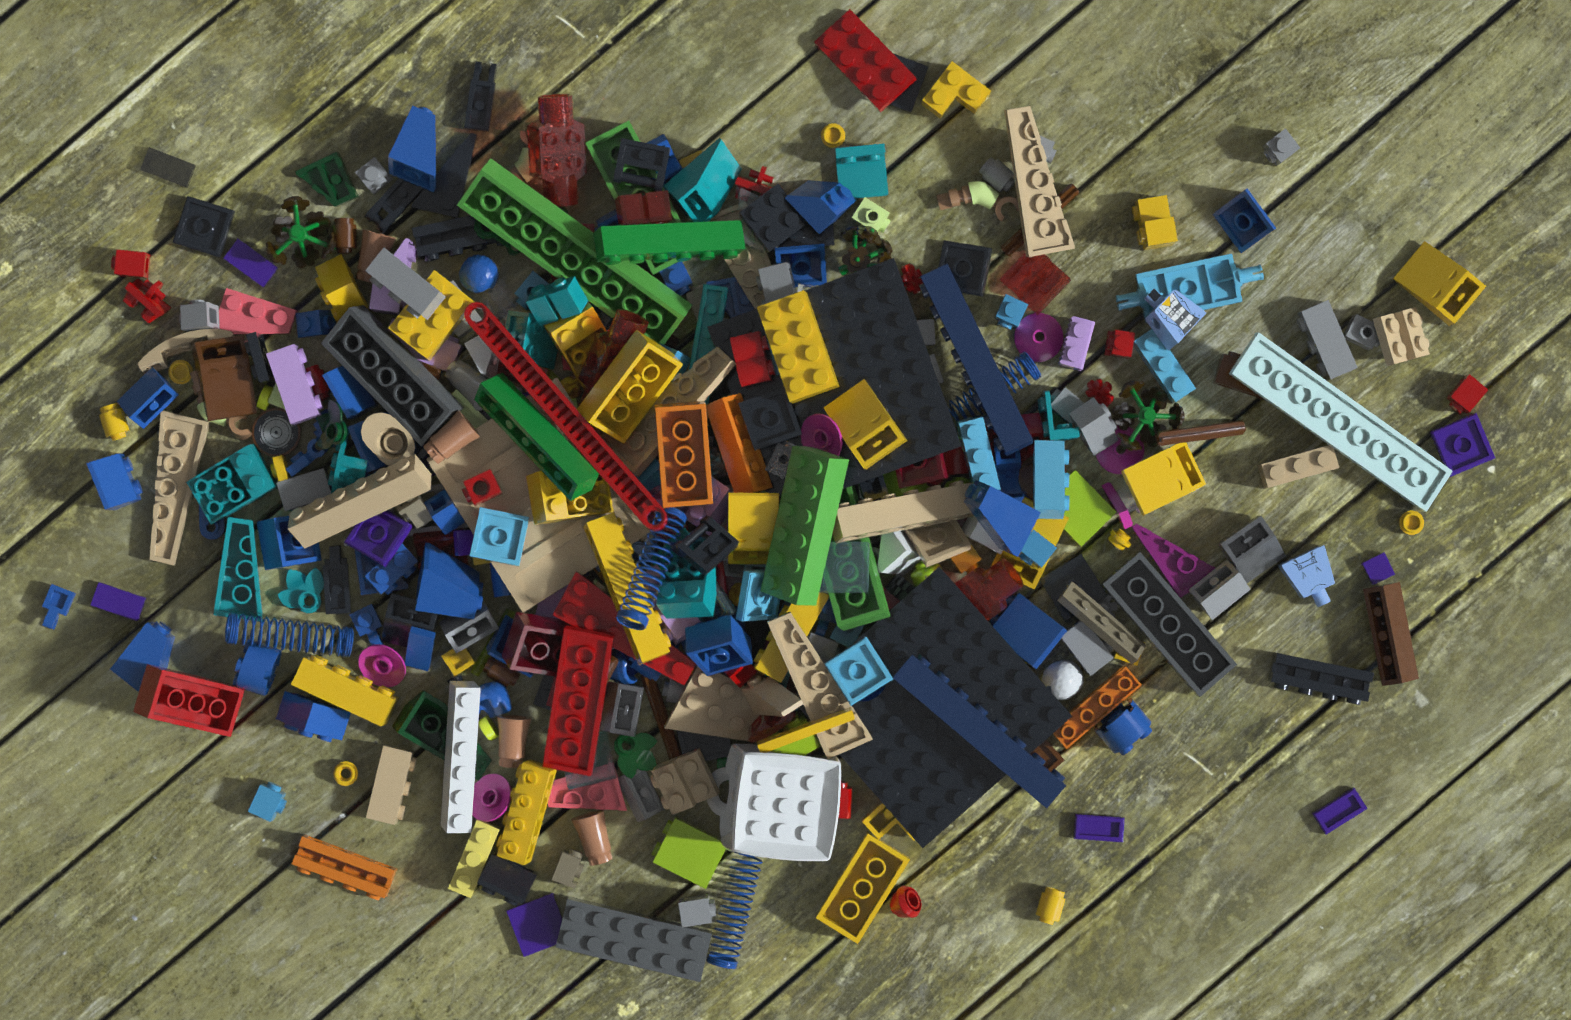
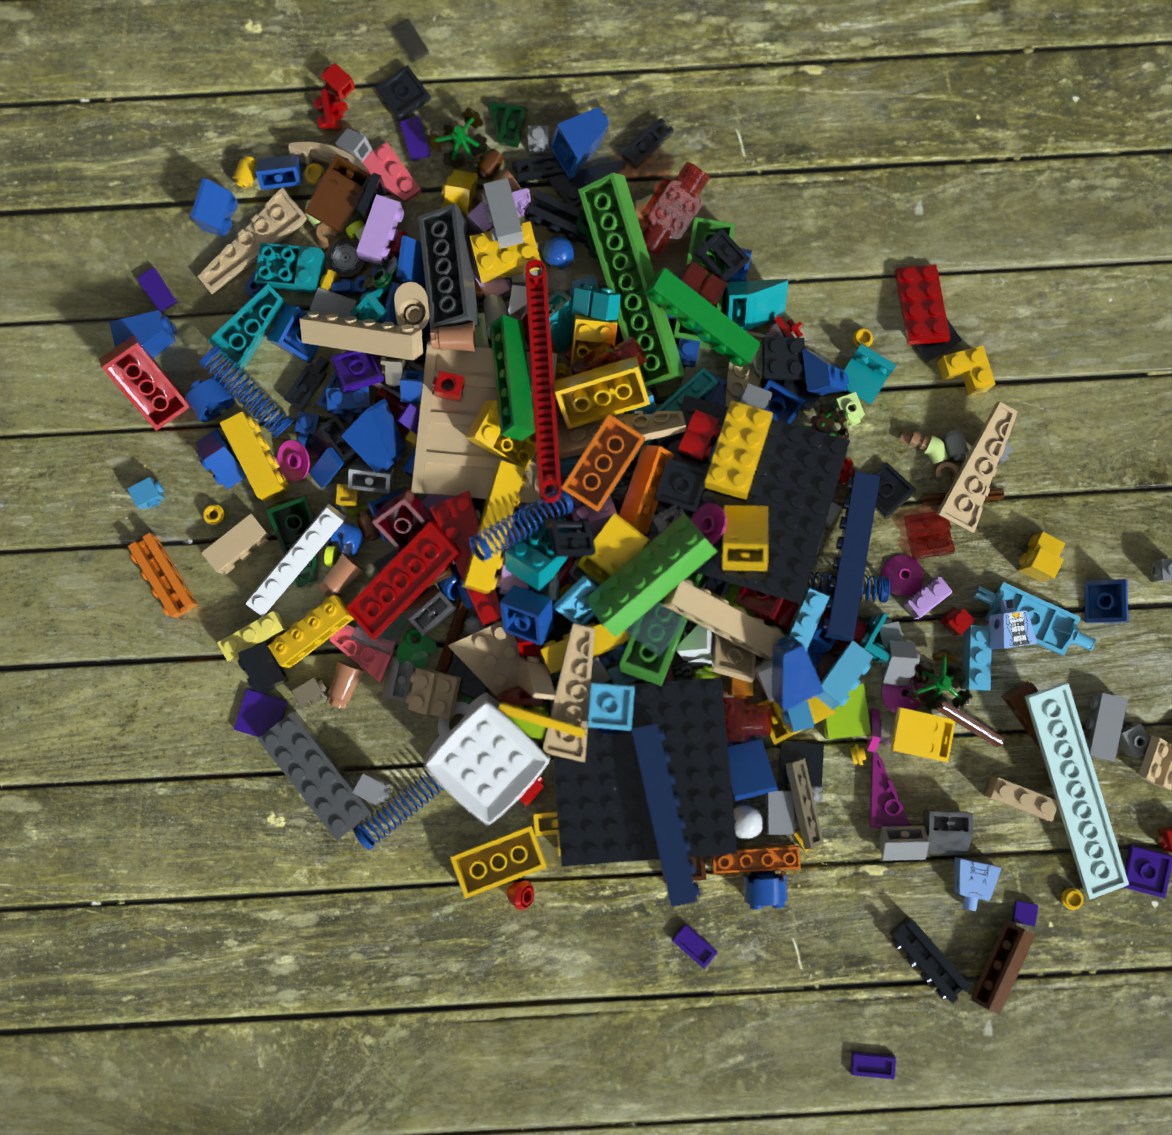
camera: 40 degrees right, 5 degrees down
(58, 602) = (117, 260): blue plate -> none
(300, 588) = (281, 370): teal plate -> none
(314, 323) = (423, 204): blue bracket -> none
(486, 790) = (295, 603): dark pink dish -> none
(499, 536) = (435, 427): medium azure plate -> none
(689, 852) = (399, 743): lime brick -> none
(1010, 312) = (897, 543): dark azure brick -> none
(1050, 905) = (620, 975): yellow brick -> none
(1100, 391) = (921, 641): red plant -> none
(1168, 624) = (850, 840): dark grey brick -> none

